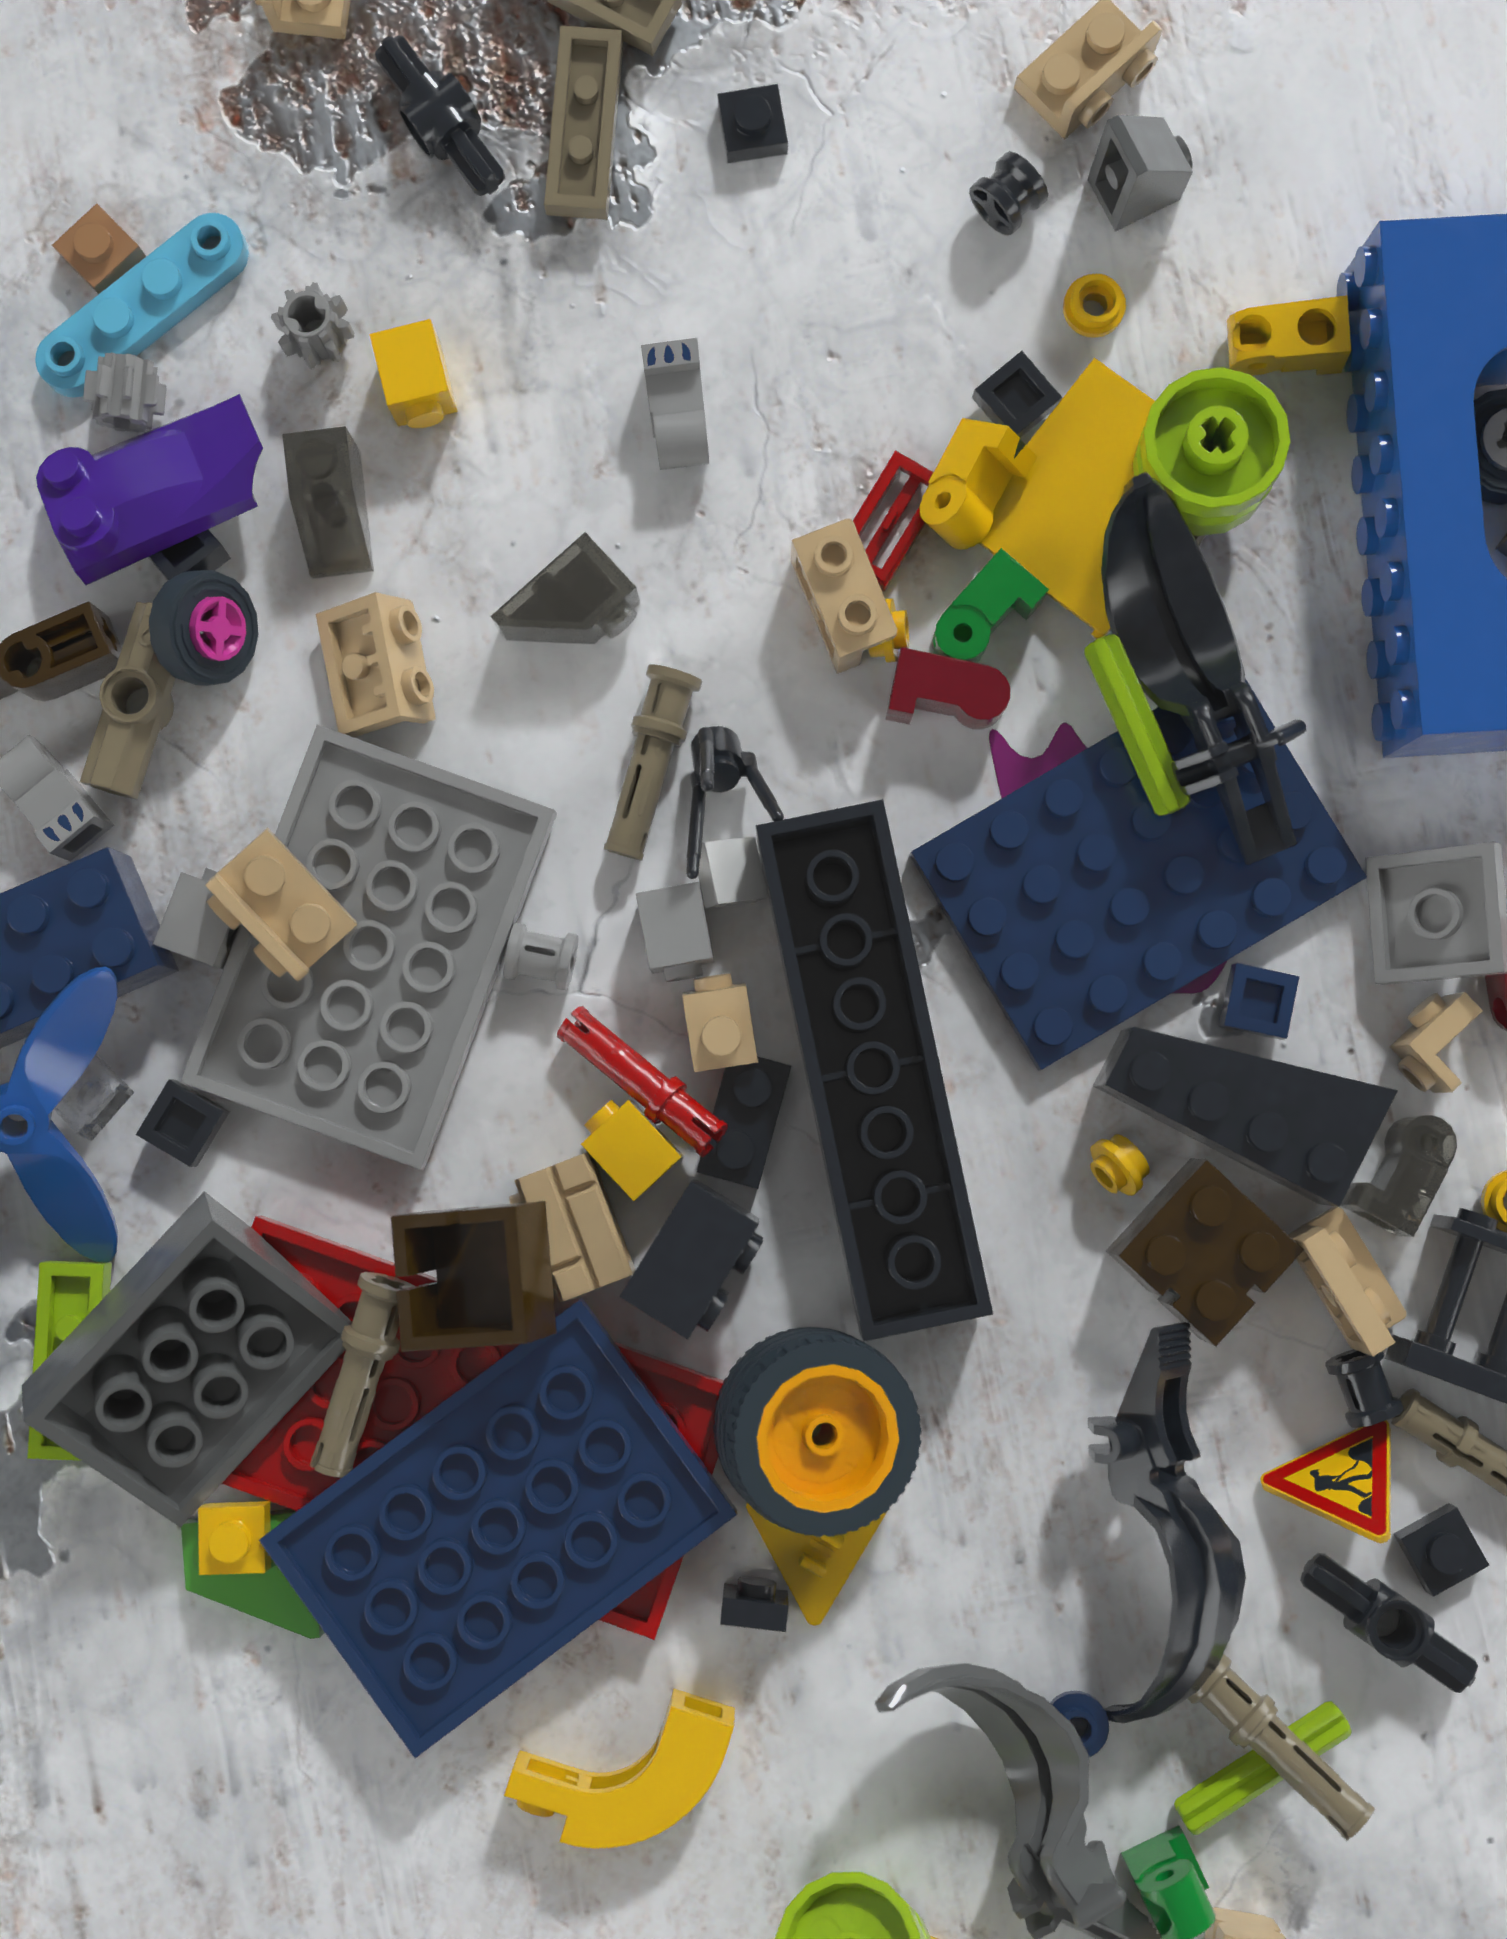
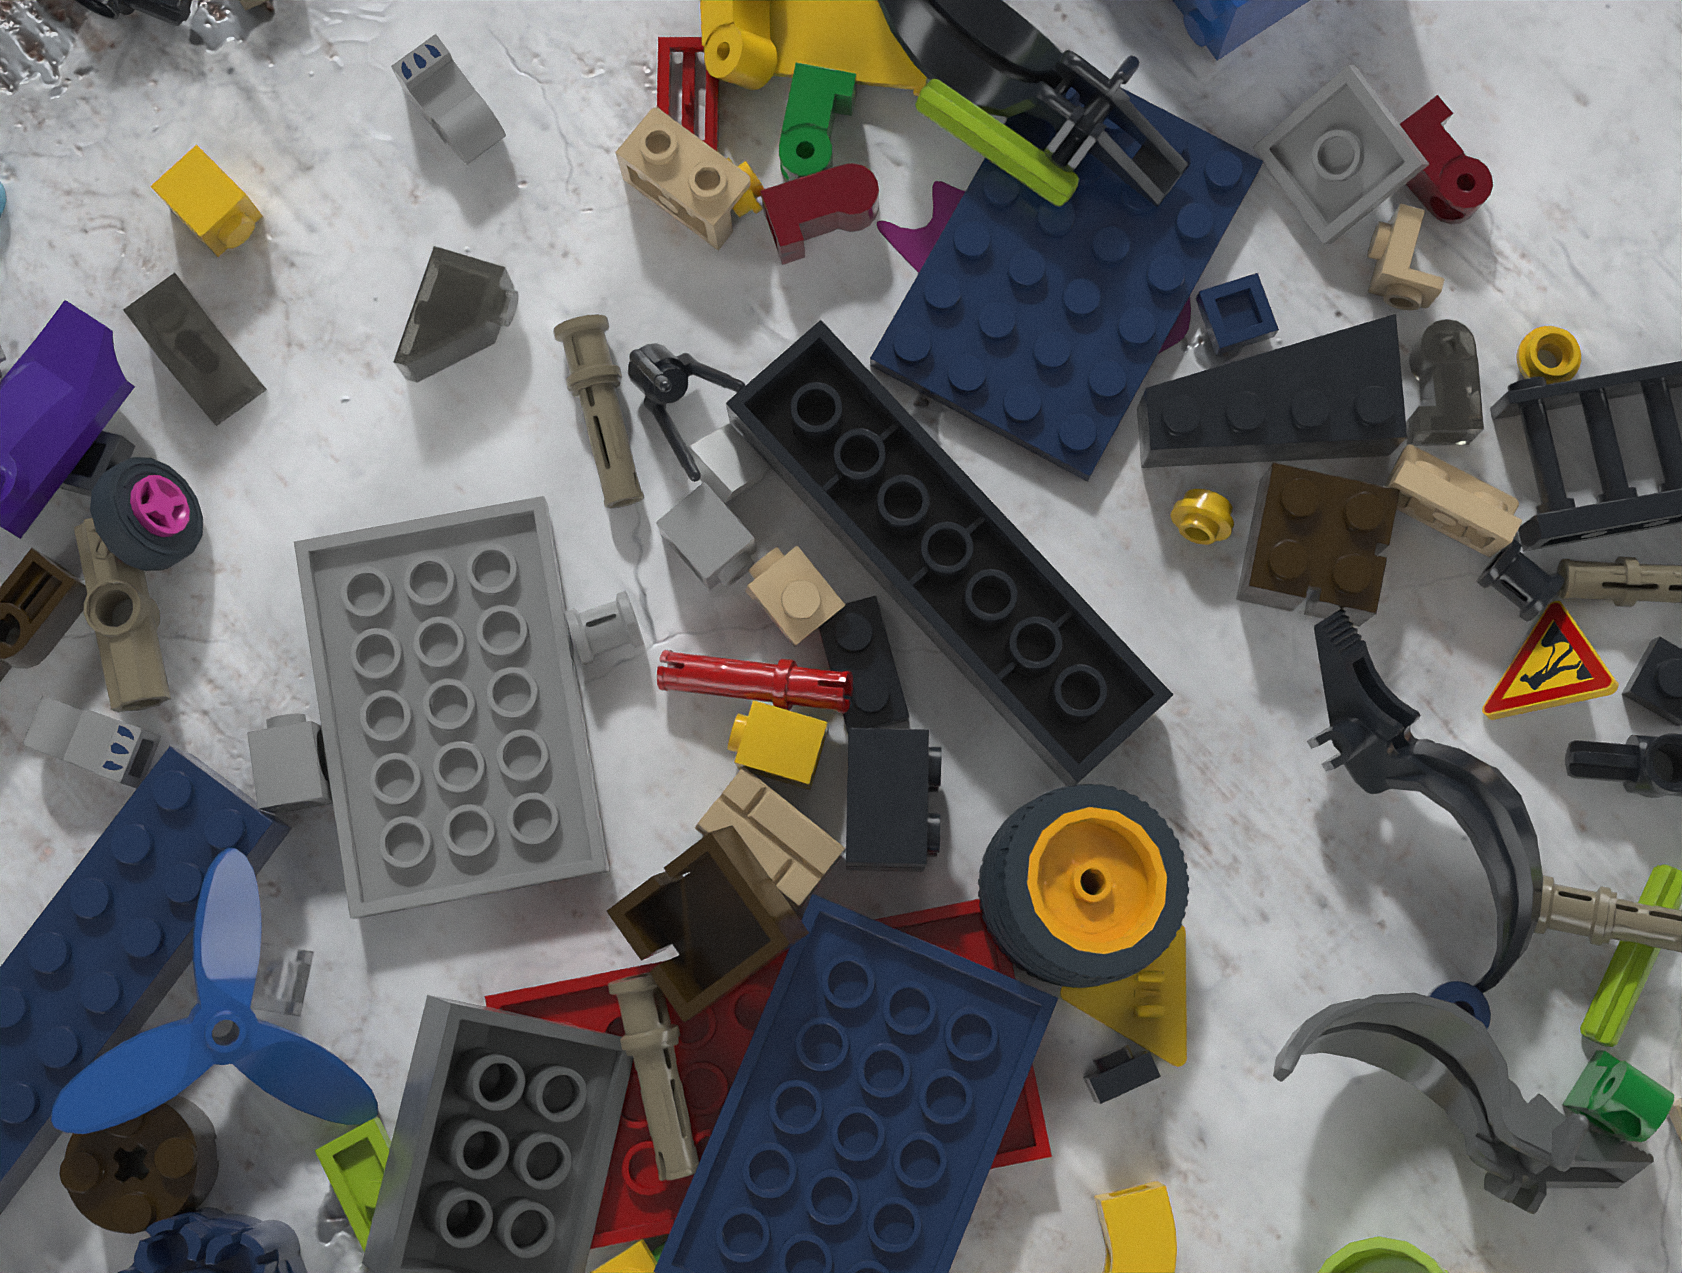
camera: 30 degrees left, 5 degrees down
(182, 1123) = (372, 954): black plate -> none
(279, 906) = (352, 708): tan bracket -> none
(307, 307) = (84, 196): light grey gear -> none
(375, 664) = (314, 463): tan bracket -> none

